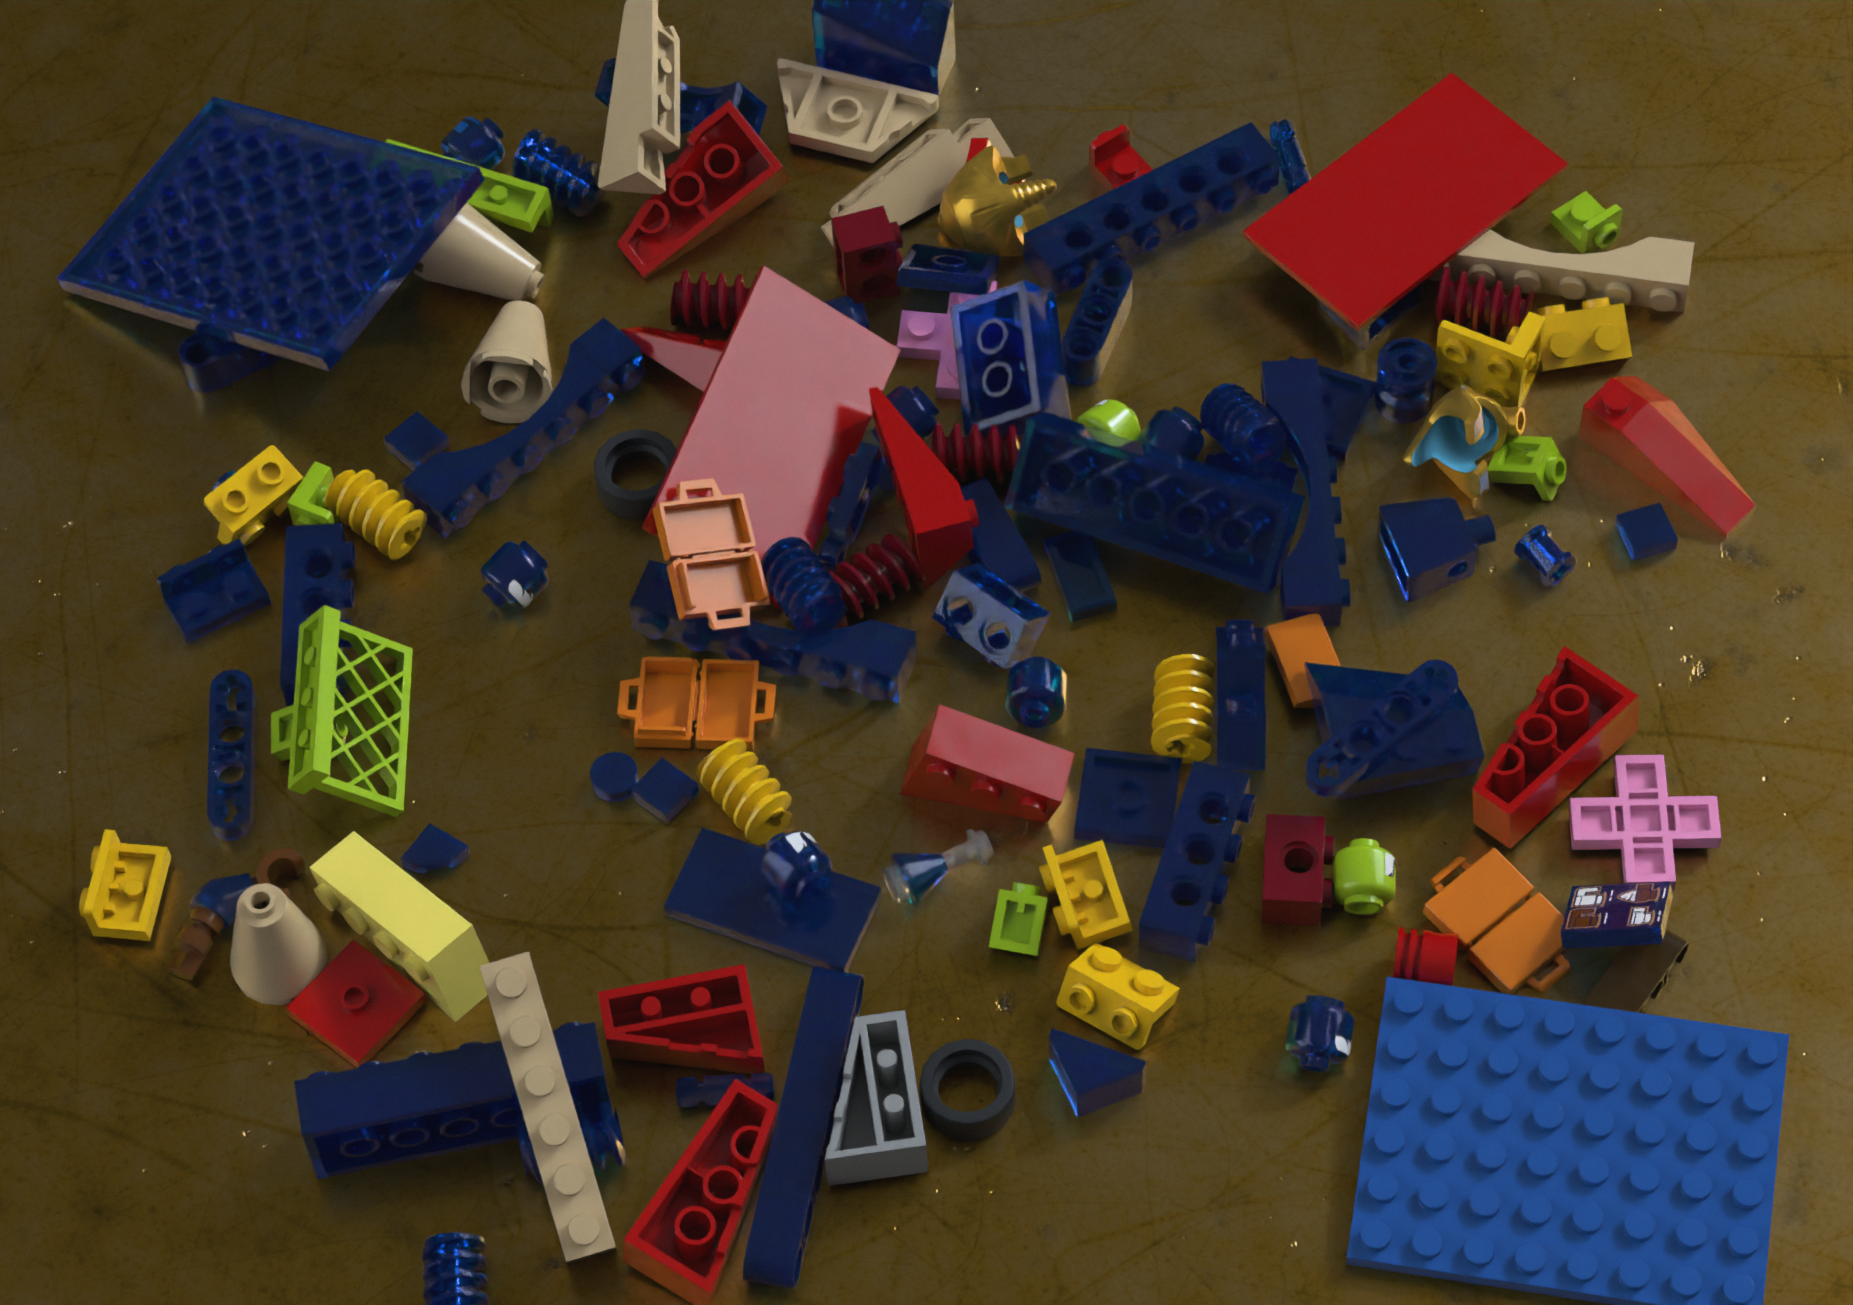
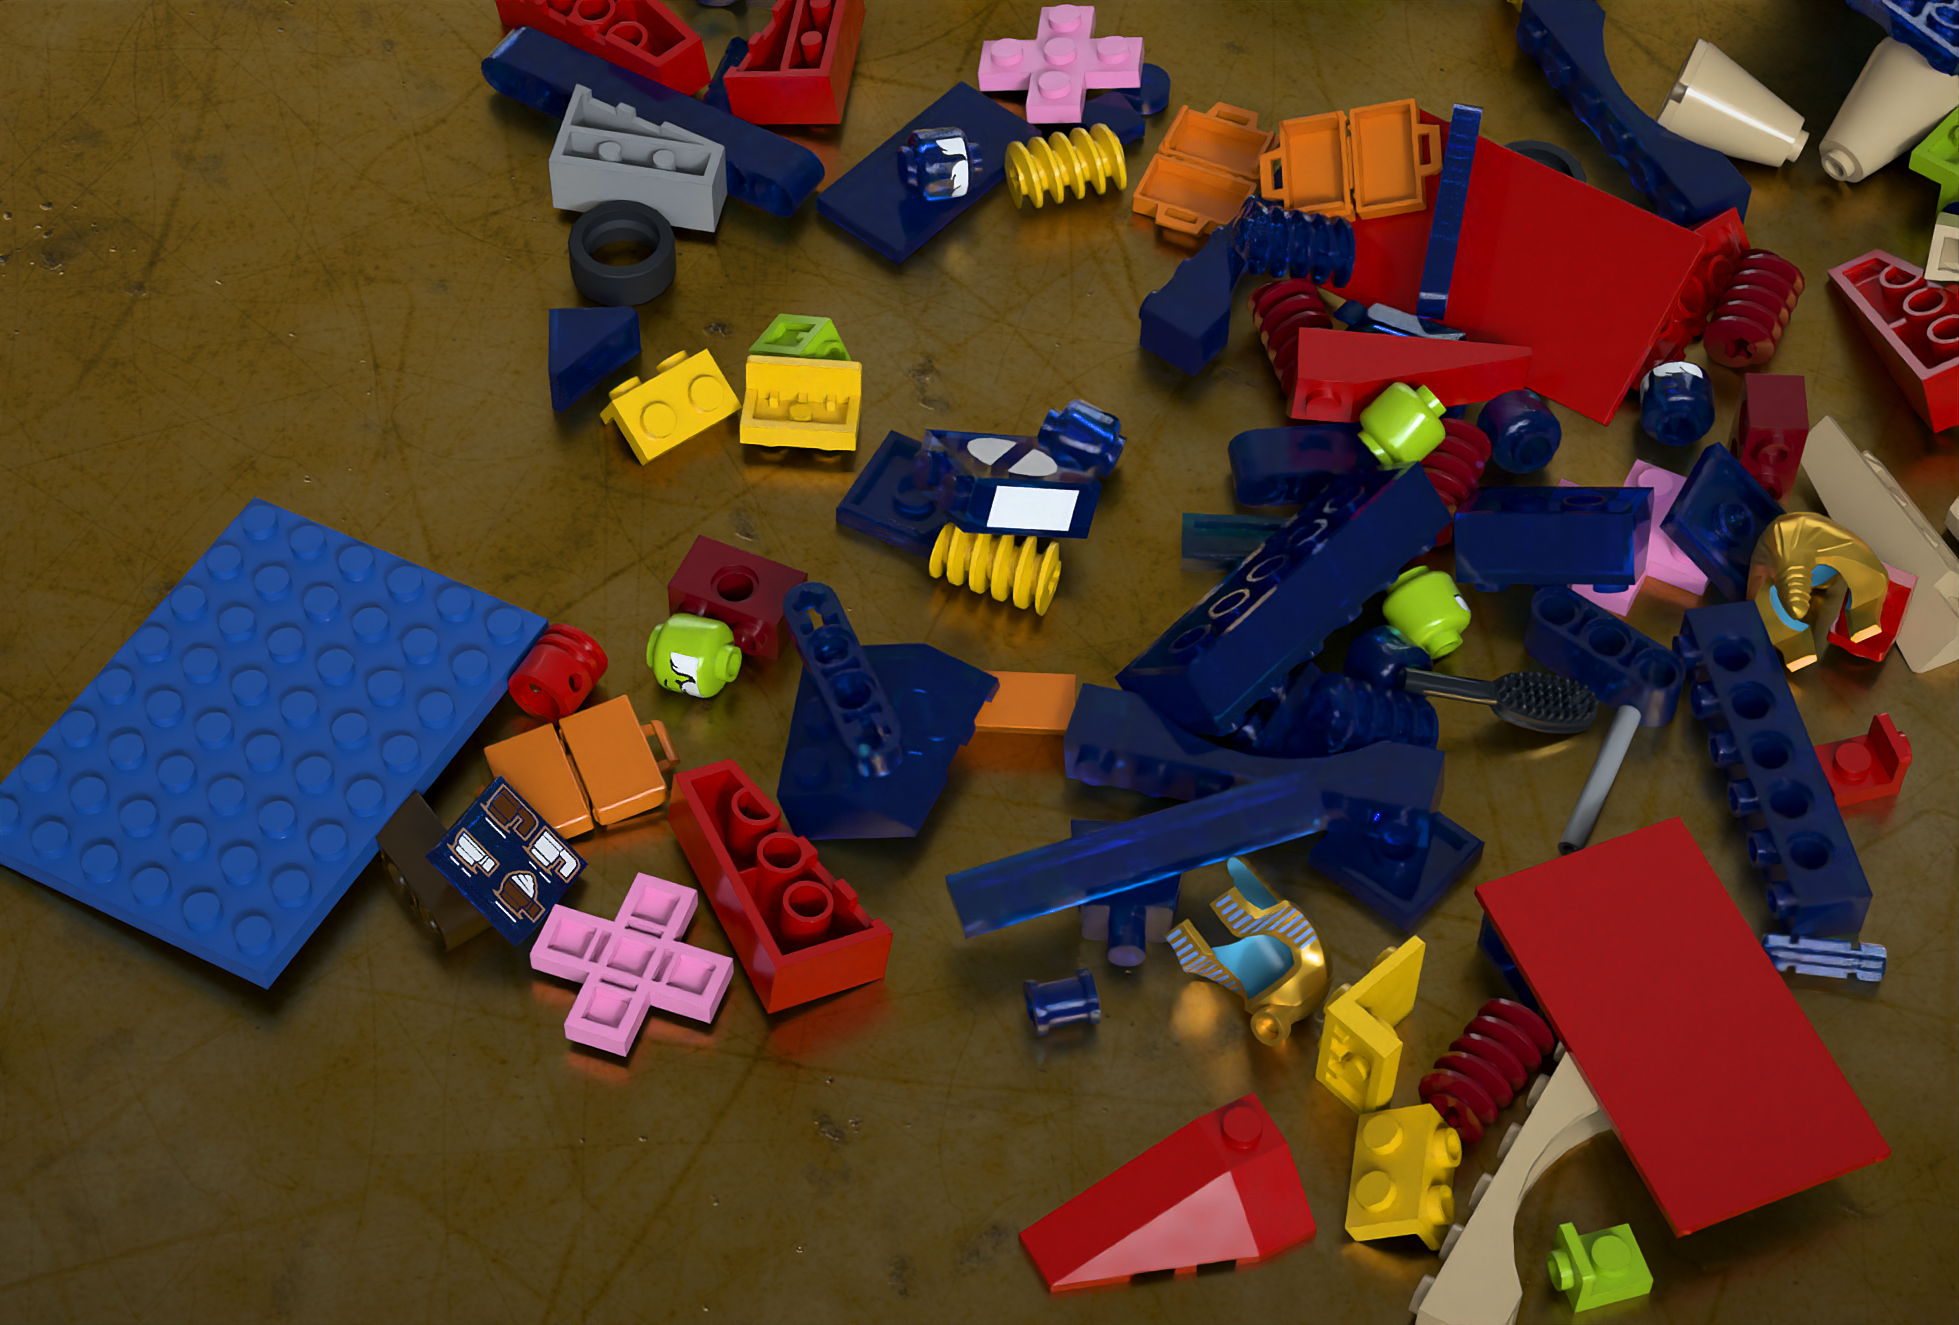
camera: 105 degrees right, 5 degrees down
(416, 441) = (1651, 34): clear blue tile -> none
(514, 575) = (1429, 57): clear blue head -> none
(617, 837) = (1061, 64): none -> bright pink plate
(706, 457) = (1448, 212): none -> clear blue beam
(916, 874) = (899, 279): piece -> none
(972, 458) = (1402, 424): none -> lime head
(986, 767) = (995, 354): red wedge -> none
(994, 607) = (1197, 418): clear blue brick -> none
(1130, 702) = (1005, 484): none -> clear blue brick
(1159, 357) = (1519, 698): none -> black piece
(1199, 308) = (1599, 780): none -> light grey piece
(1208, 794) = (795, 515): clear blue brick -> none
(1240, 696) = (1010, 616): clear blue arch -> none
(1319, 1032) = (522, 553): clear blue head -> none
(1405, 380) = (1384, 915): clear blue wheel -> none
(1430, 521) = (1136, 852): none -> clear blue tile
(1529, 462) = (1205, 1037): lime bracket -> none
(1646, 531) = (1059, 1140): clear blue tile -> none

